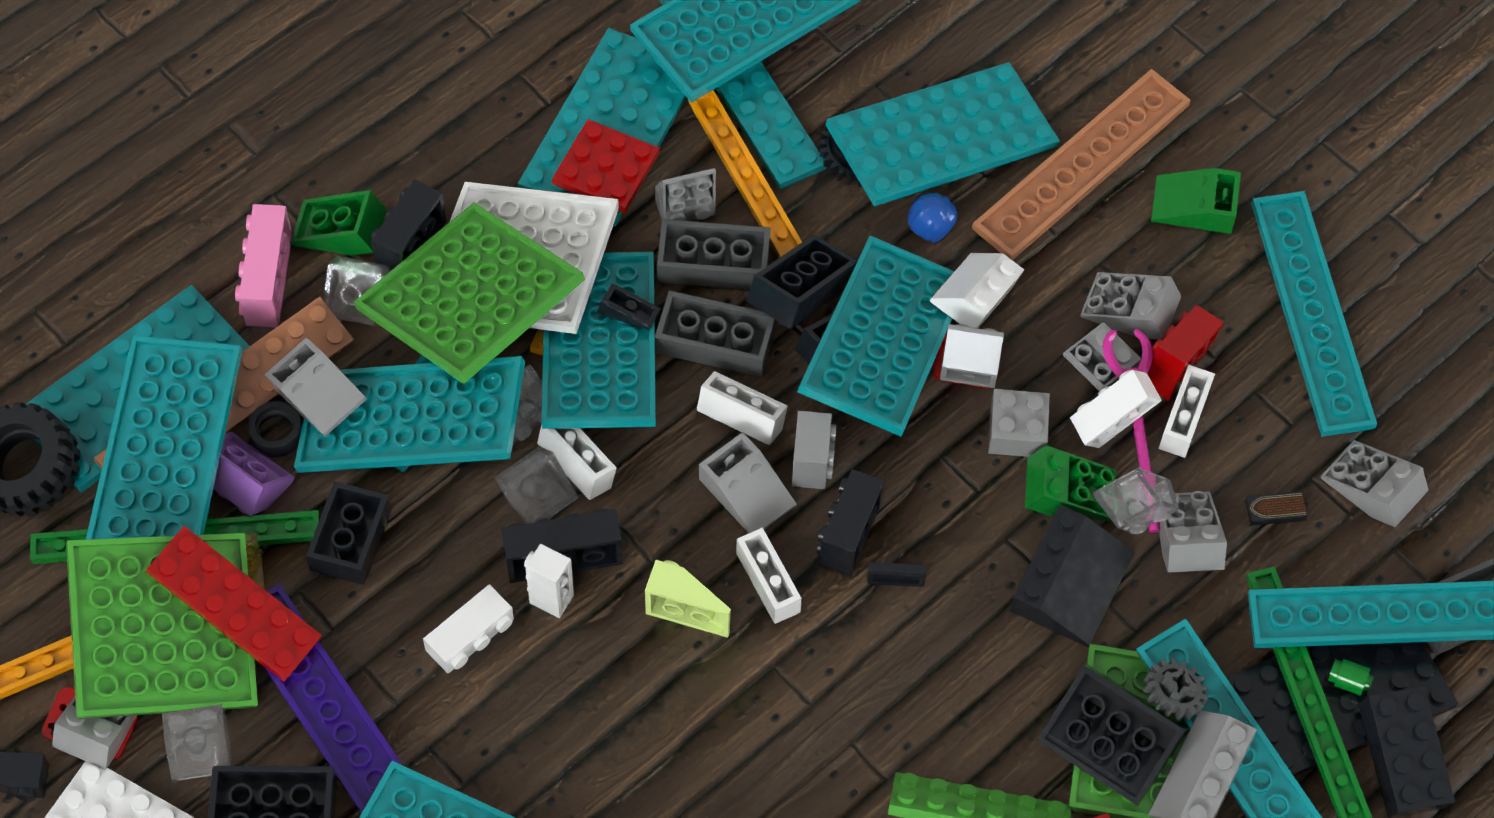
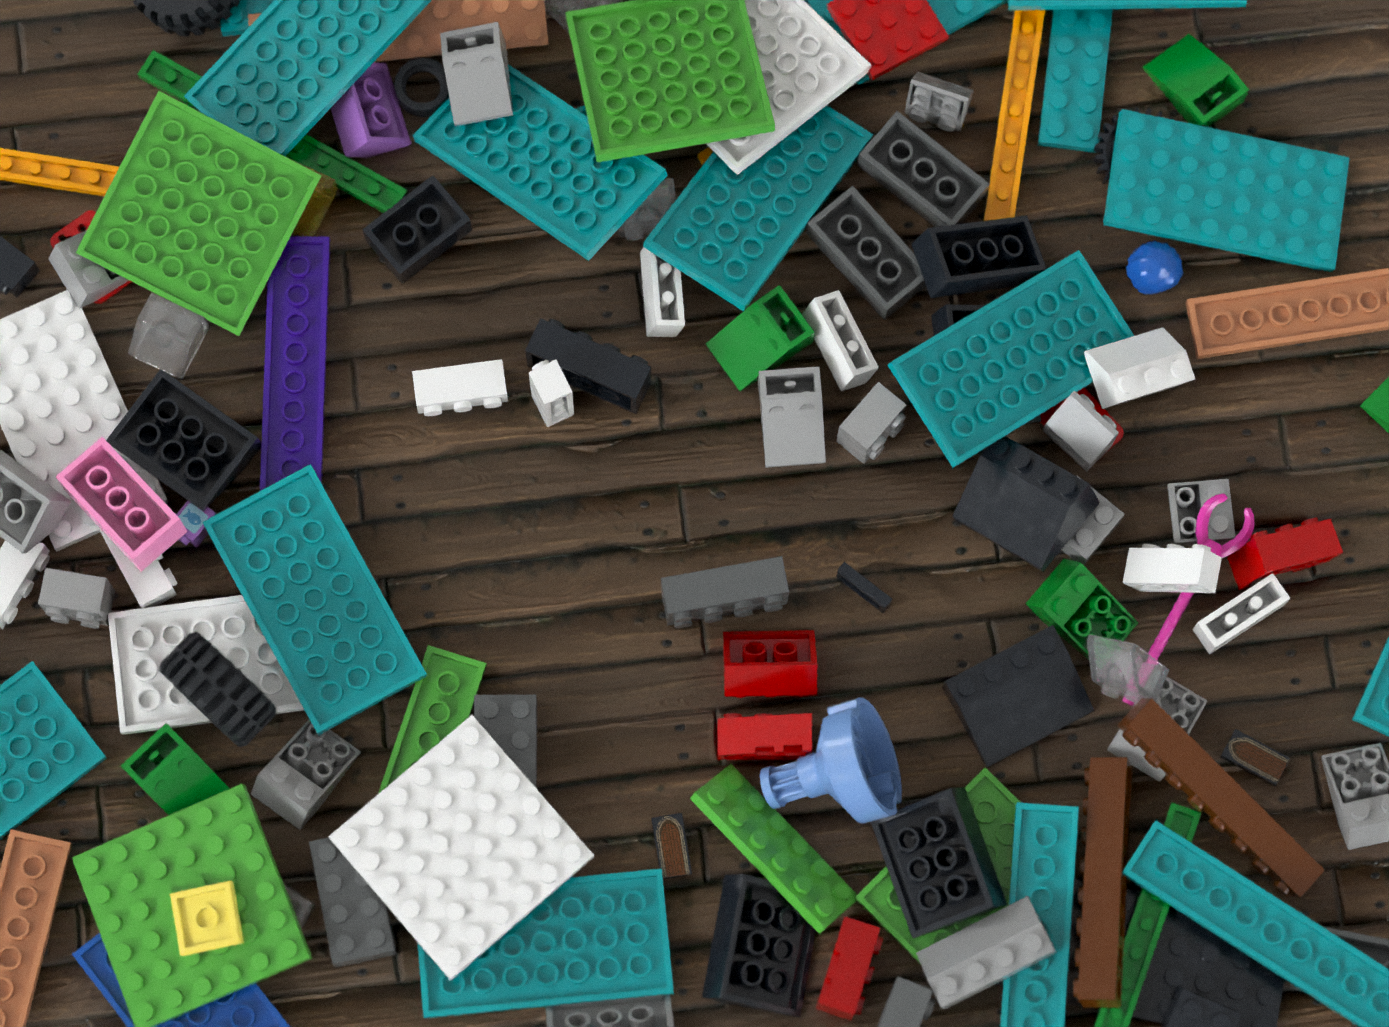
camera: 35 degrees right, 15 degrees up
(233, 603) = (270, 234): red plate -> none
(536, 486) = (609, 293): clear slope -> none
(628, 308) = (804, 179): black slope -> none
(680, 444) = (761, 338): none -> green slope
(684, 600) = (653, 477): yellowish green slope -> none
(768, 575) = (748, 513): white brick -> none
(794, 643) = (724, 591): none -> dark grey brick
(850, 522) = (855, 513): black brick -> none
(862, 74) = (1197, 82): none -> green slope
(869, 677) = (770, 663): none -> red slope
(909, 731) = (764, 736): none -> red wedge
(971, 430) = (1024, 502): none -> black slope
(988, 707) = (850, 763): none -> medium blue piece
(1132, 303) = (1276, 476): light grey slope -> none
(1175, 689) = (1005, 856): dark grey gear -> none
(1248, 665) = (1104, 883): none -> reddish brown brick
(1279, 543) = (1220, 797): none -> reddish brown brick
(1350, 676) = (1189, 957): green brick -> none

